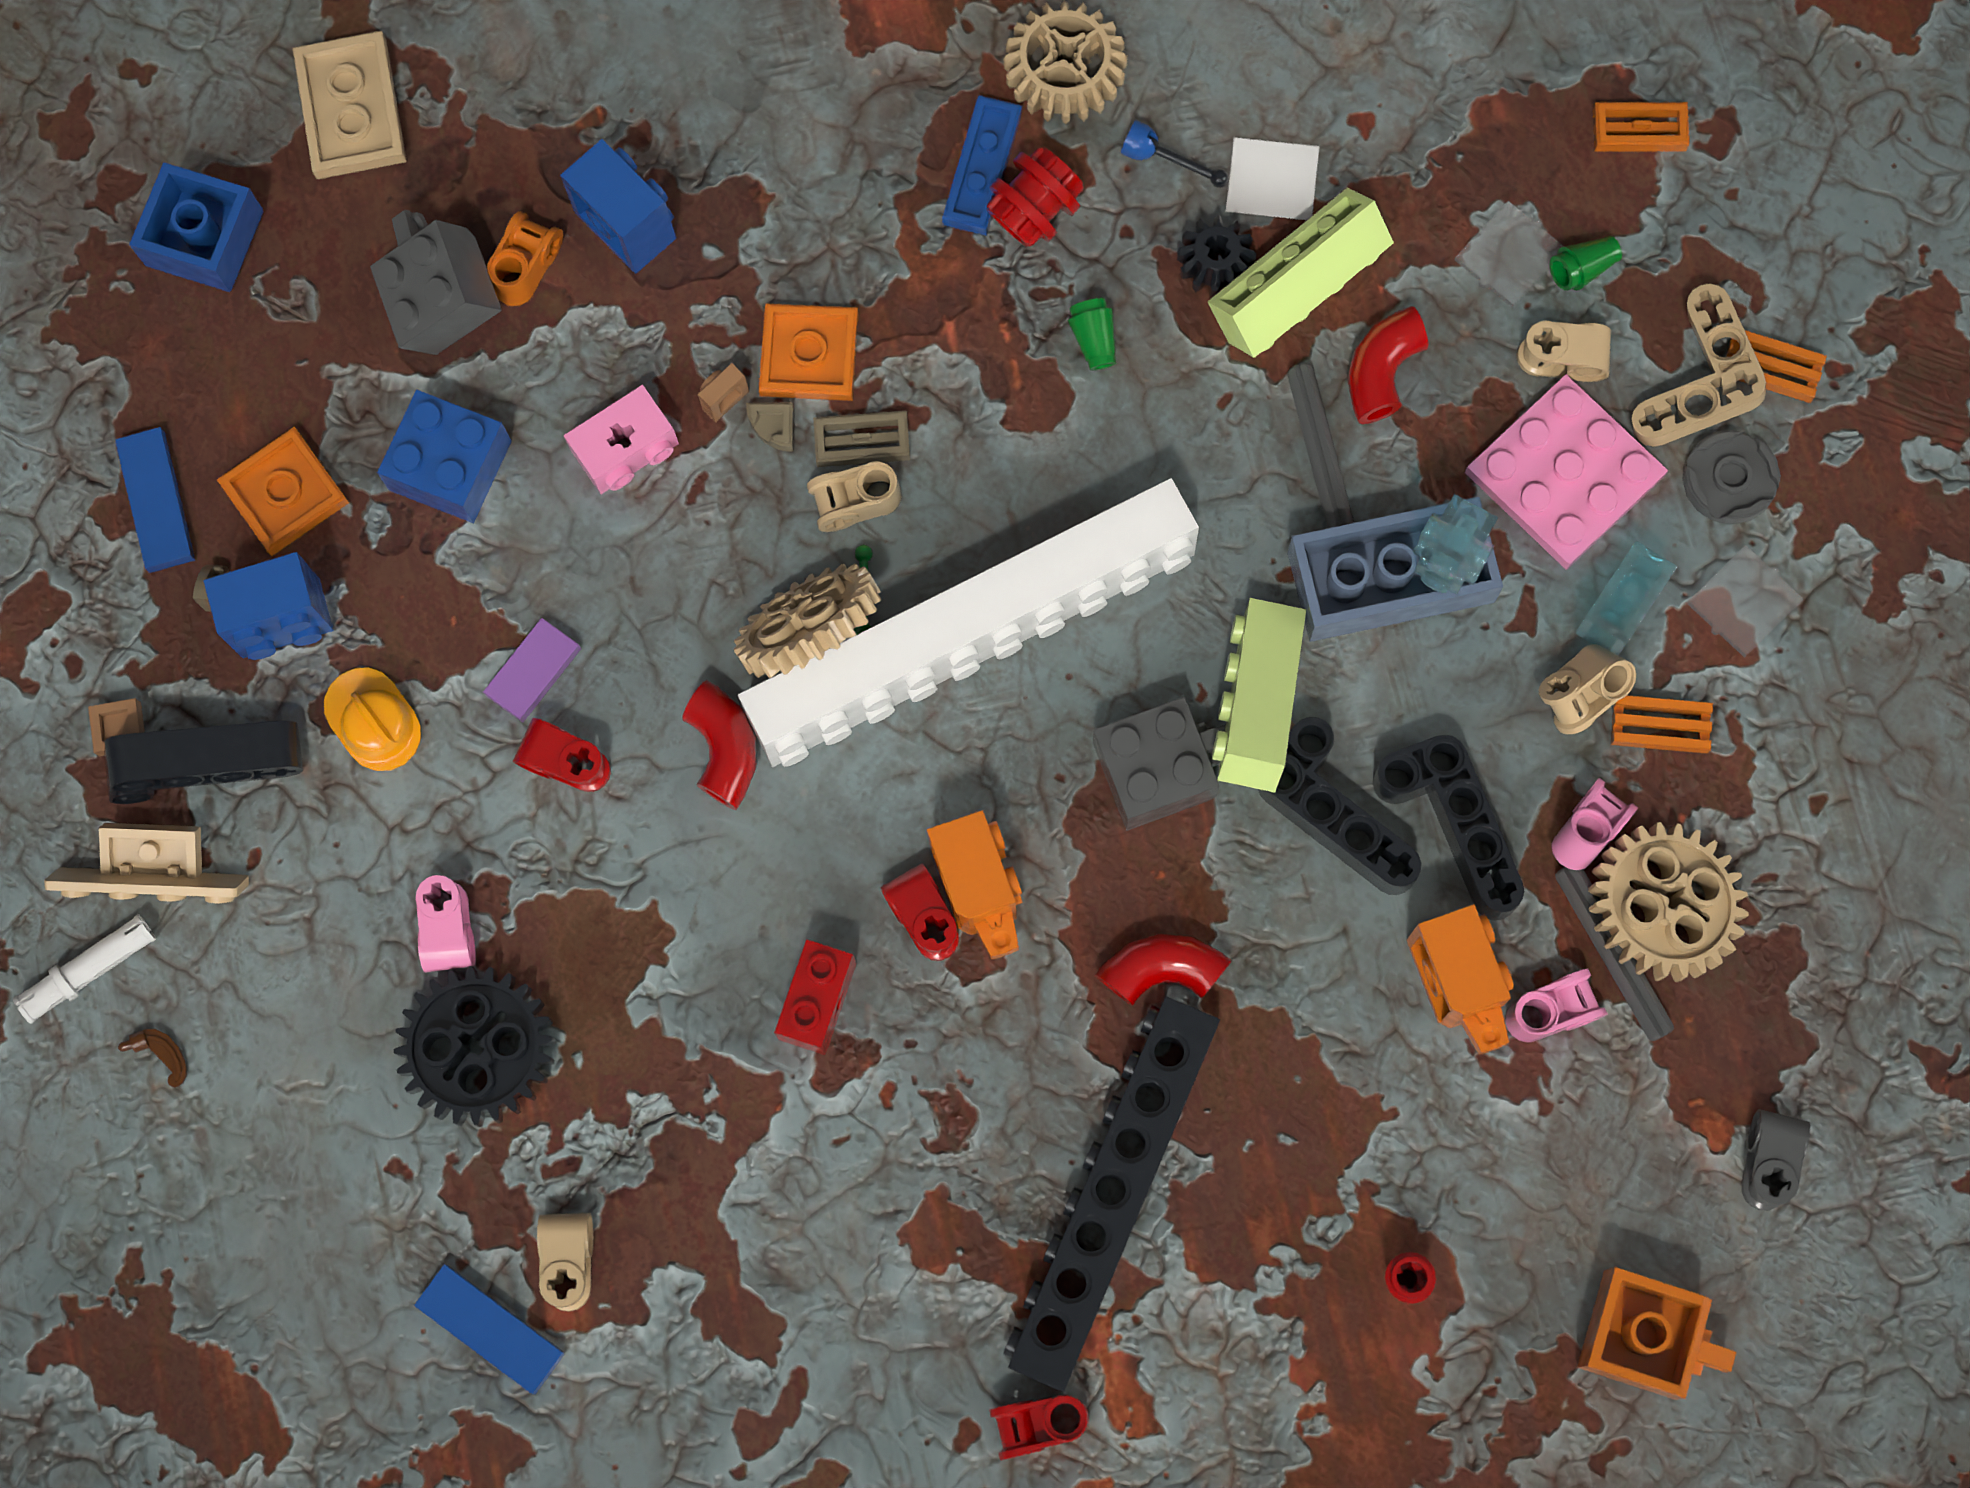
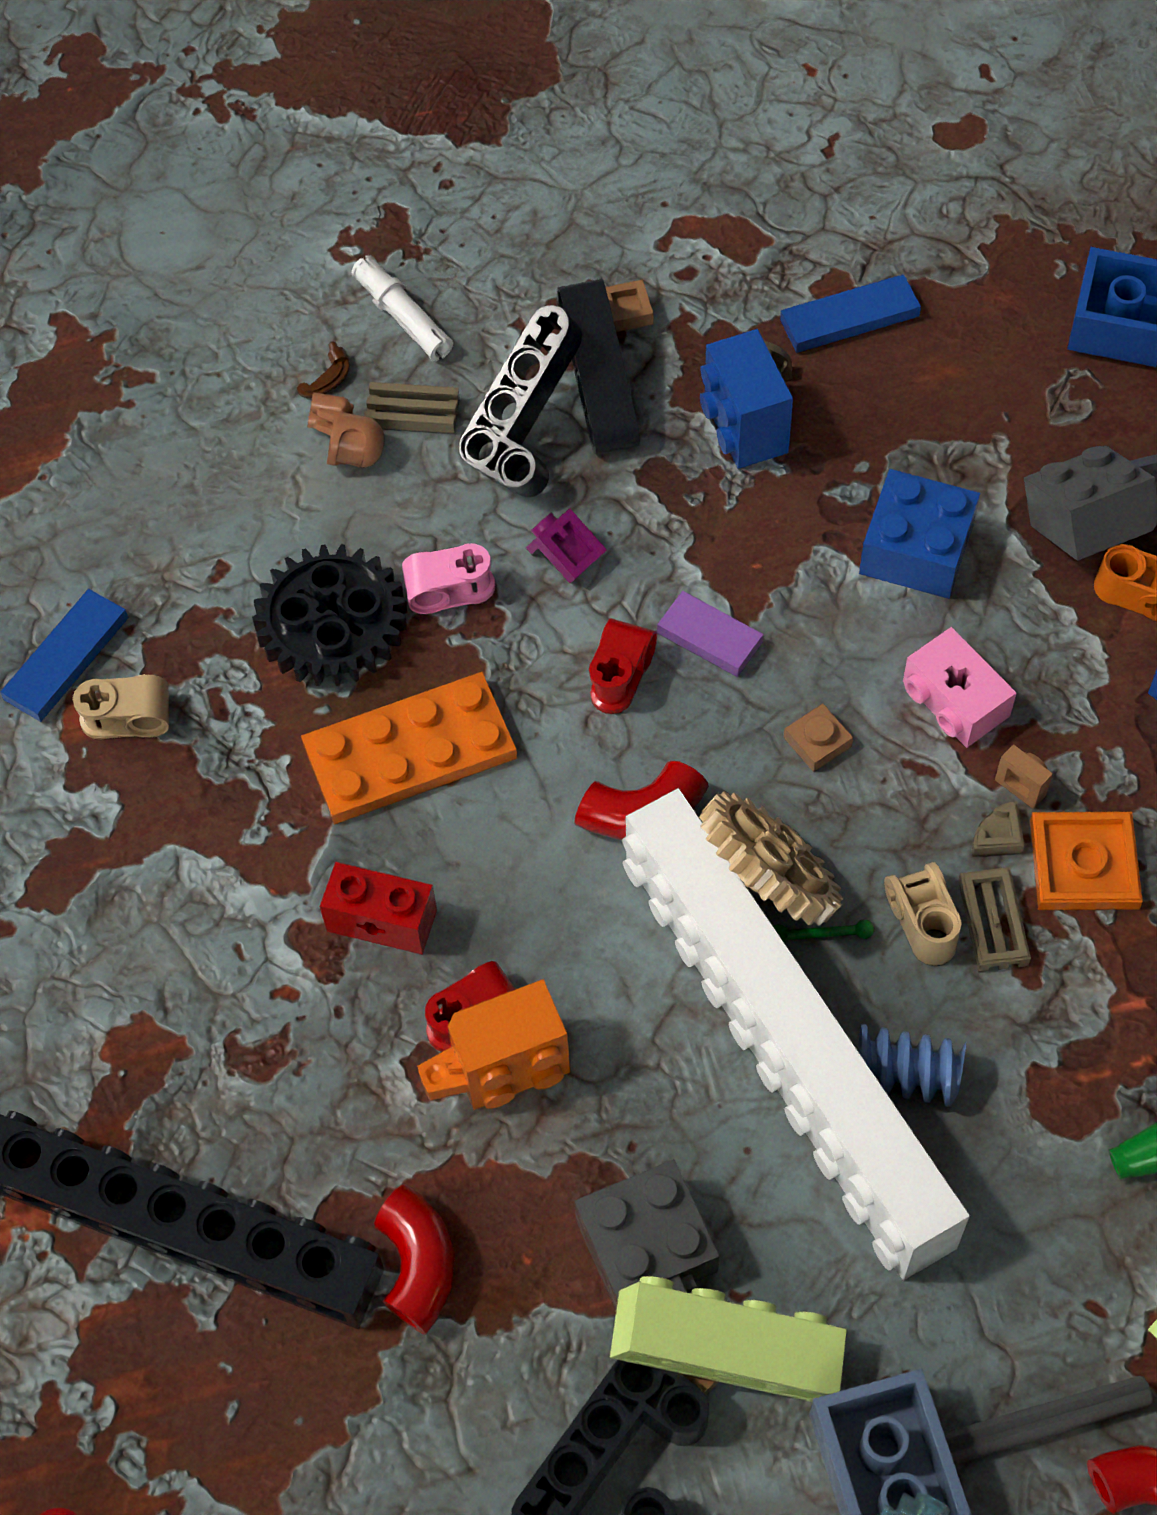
camera: 85 degrees right, 15 degrees down
(148, 861) = (490, 333): tan bracket -> none
(199, 958) = (413, 401): none -> dark tan tile
(243, 827) = (529, 399): none -> black beam
(254, 1025) = (353, 437): none -> nougat piece
(282, 491) = (871, 412): orange tile -> none
(372, 719) = (650, 507): light orange piece -> none
(414, 805) = (566, 544): none -> magenta bracket
(633, 971) = (408, 747): none -> orange plate
(658, 577) = (818, 737): none -> medium nougat plate
(1004, 520) = (913, 1065): none -> medium blue piece

